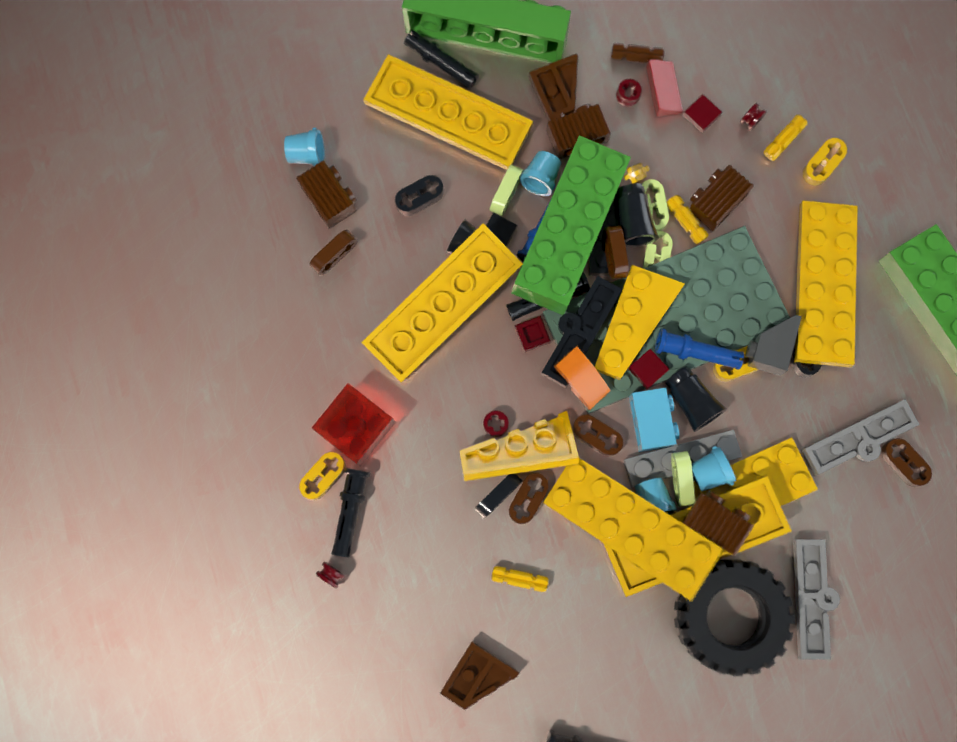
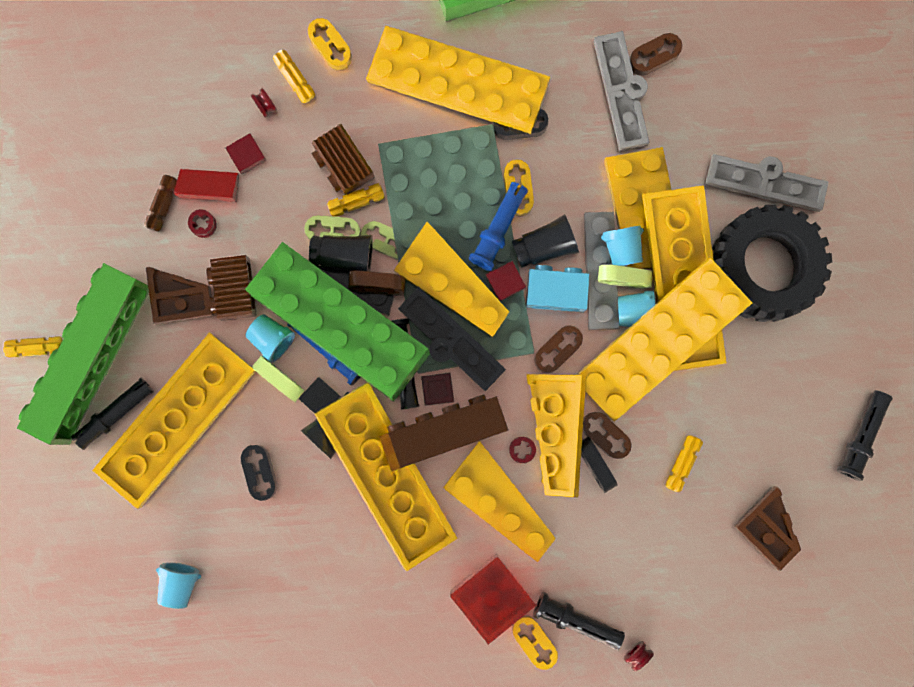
camera: 80 degrees left, 5 degrees up
(327, 194) = (233, 572): reddish brown brick -> none
(333, 252) = (299, 579): reddish brown beam -> none
(445, 408) = (495, 499): none -> yellow wing
(494, 344) = (442, 433): none -> reddish brown brick
(582, 377) = (501, 351): orange slope -> none
(636, 172) = (296, 239): yellow axle -> none
(718, 523) = (680, 254): reddish brown brick -> none
(774, 347) = (514, 149): dark grey slope -> none

